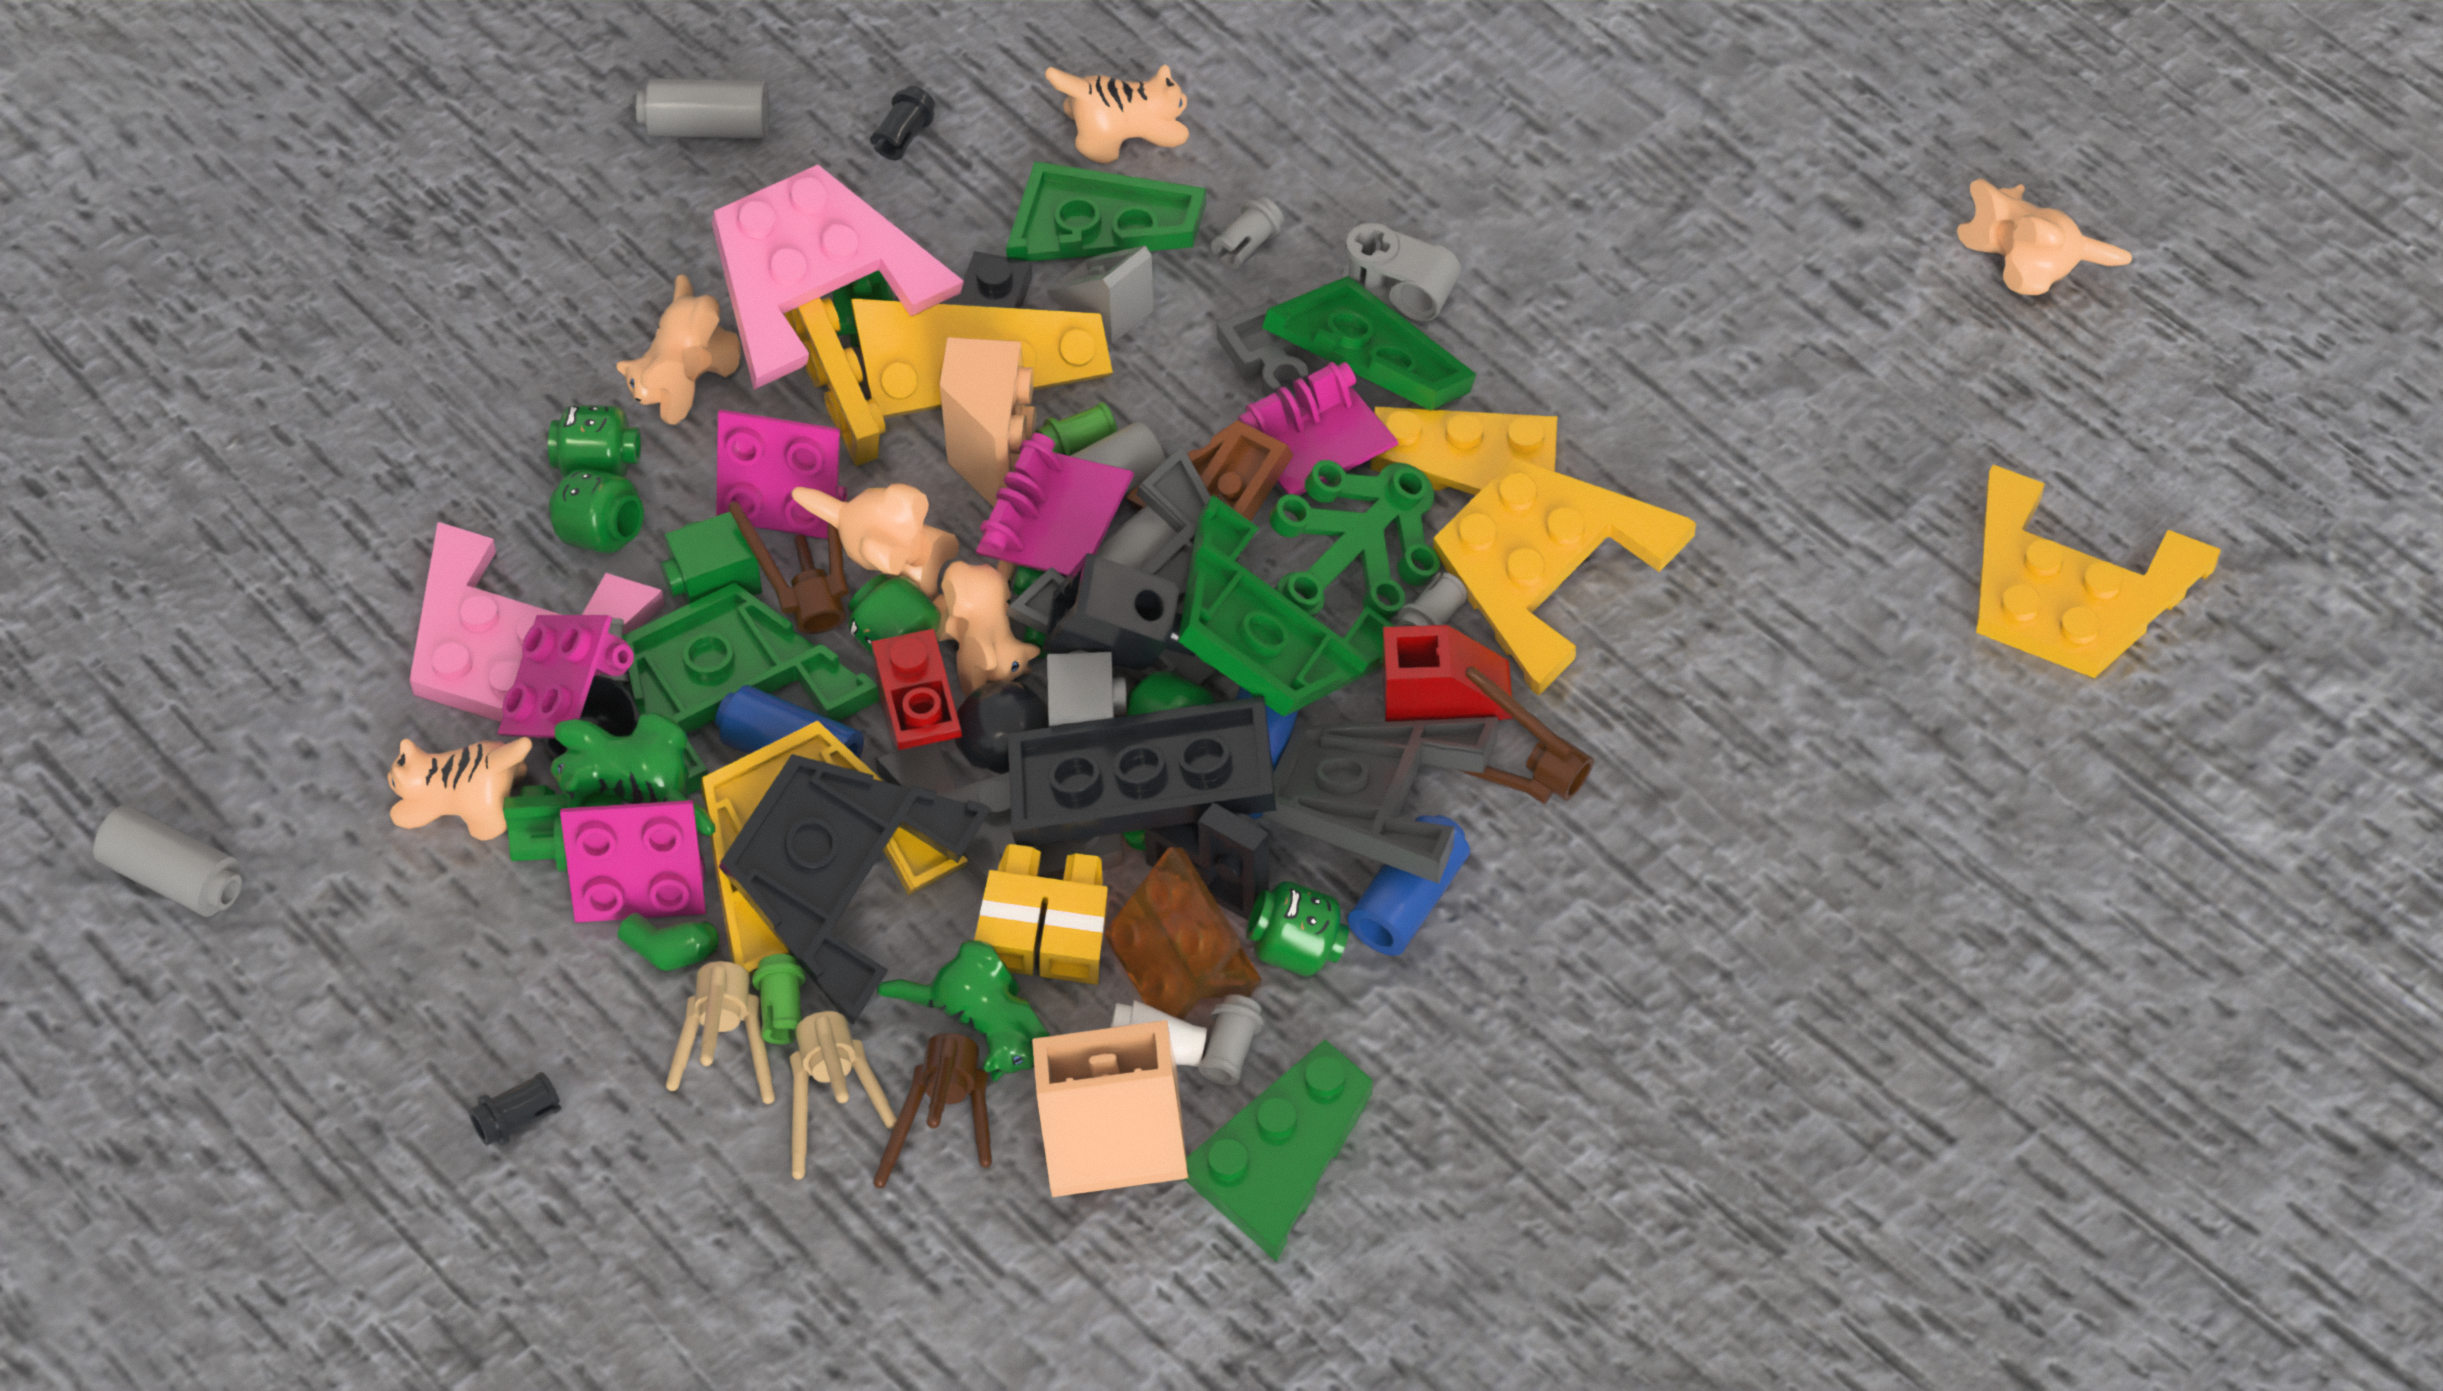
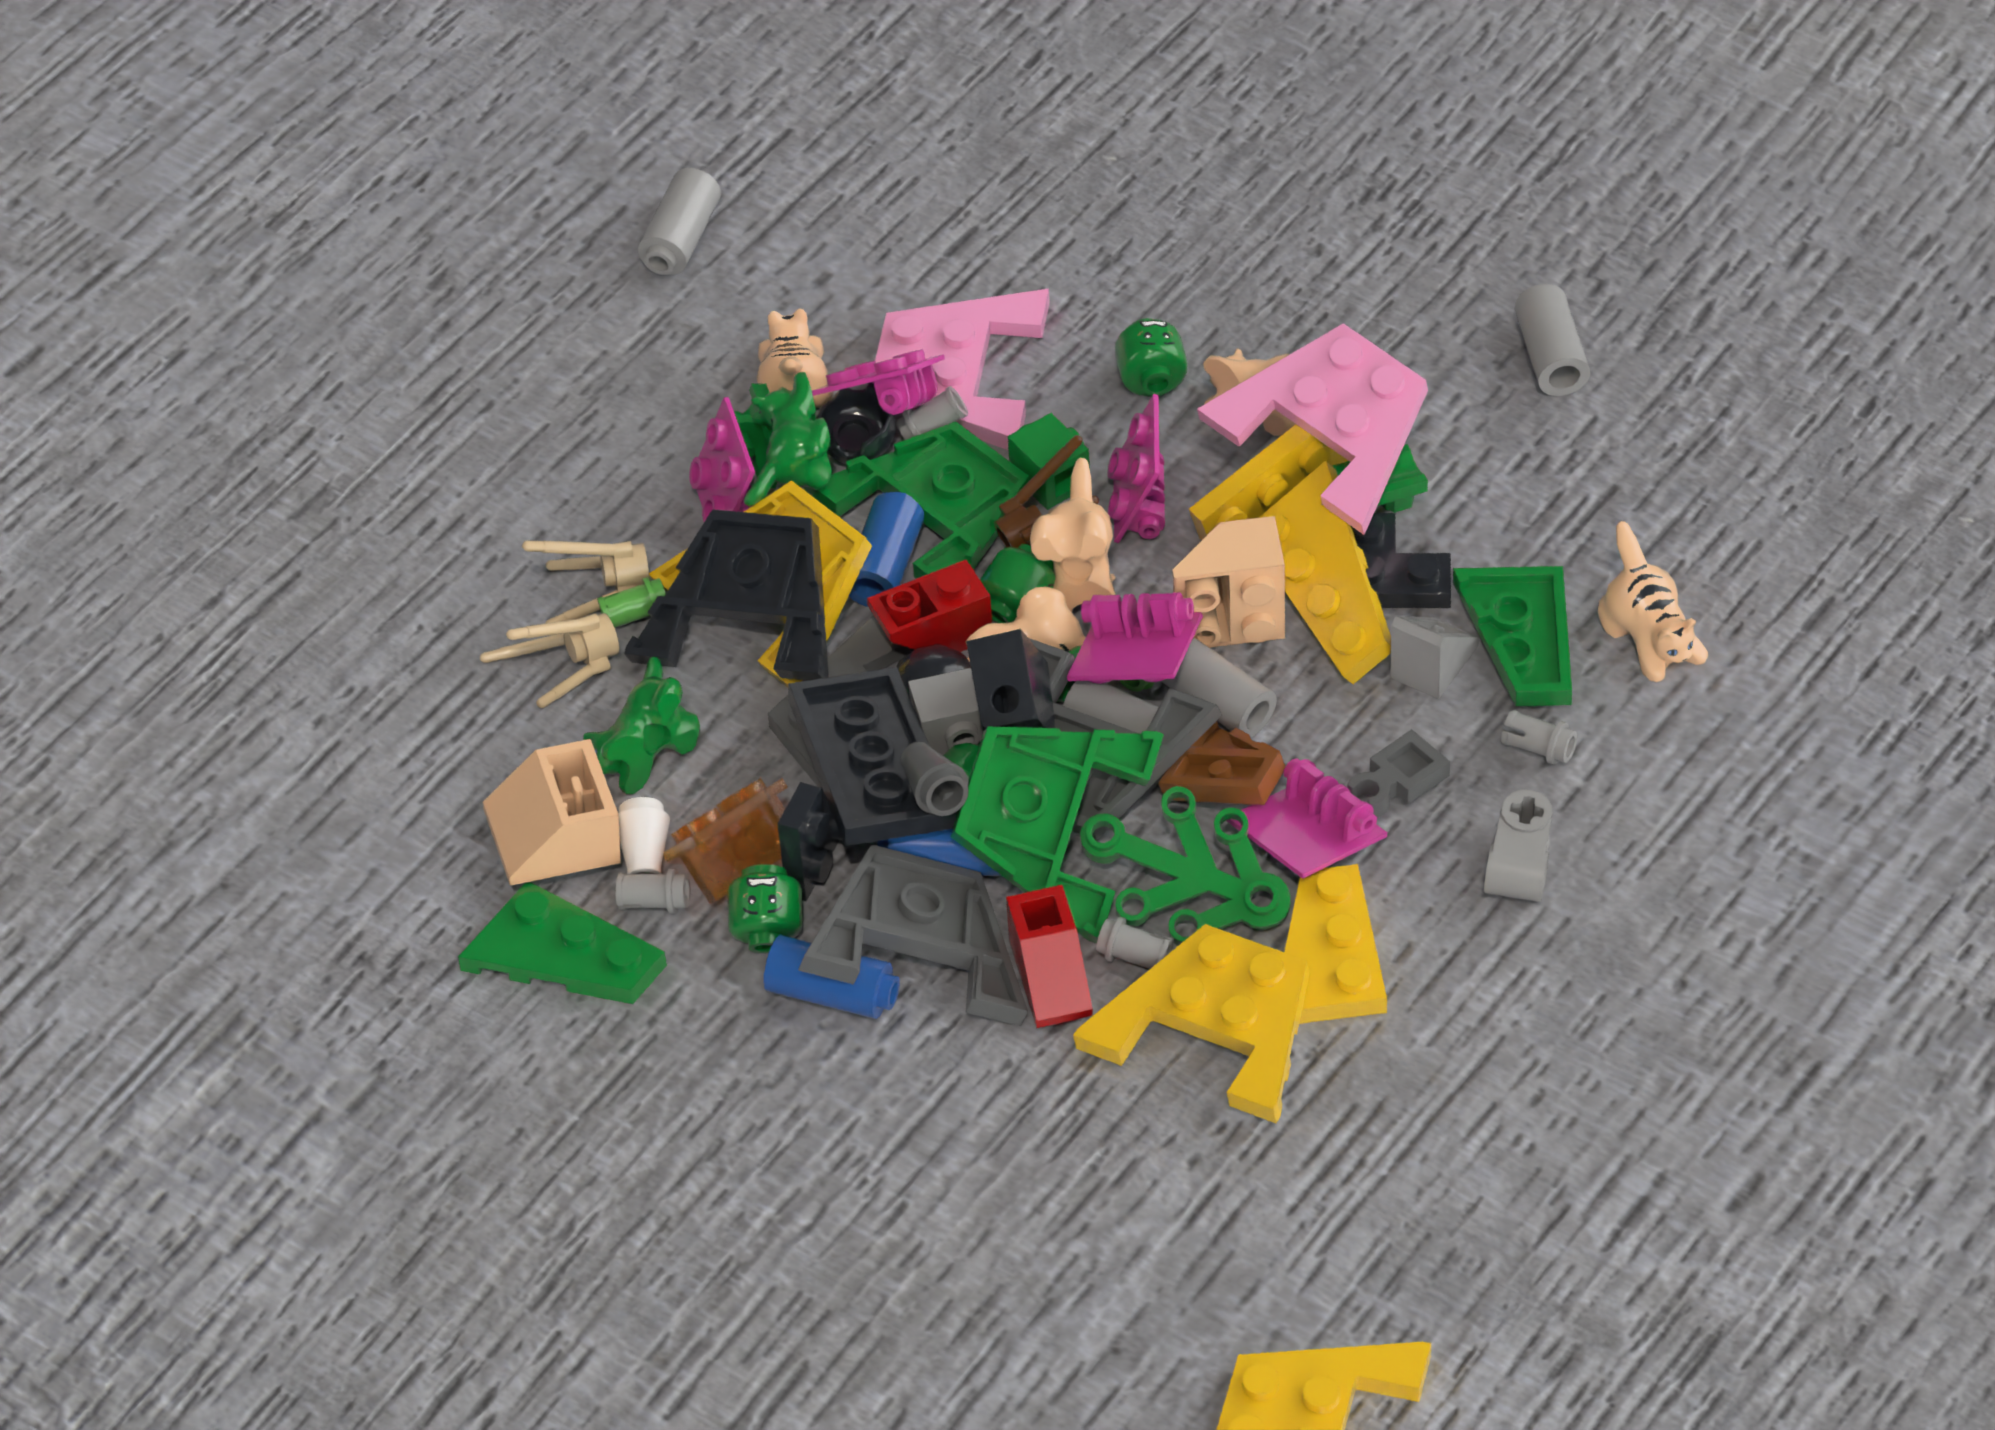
camera: 80 degrees right, 5 degrees down
(514, 1109) = (491, 466): black pin -> none
(596, 510) = (1081, 375): green head -> none
(670, 946) = (671, 525): green arm -> none
(910, 112) = (1589, 474): black pin -> none
(946, 1078) = (579, 712): reddish brown plant -> none
(1072, 908) = (728, 738): yellow hips -> none
(1079, 429) = (1254, 655): bright green pin -> none
(1229, 697) = (935, 781): none -> dark grey cone
(1378, 344) = (1426, 841): green wing -> none
(1554, 761) = (985, 1057): reddish brown plant -> none
(2035, 241) = (1727, 1333): light nougat animal -> none

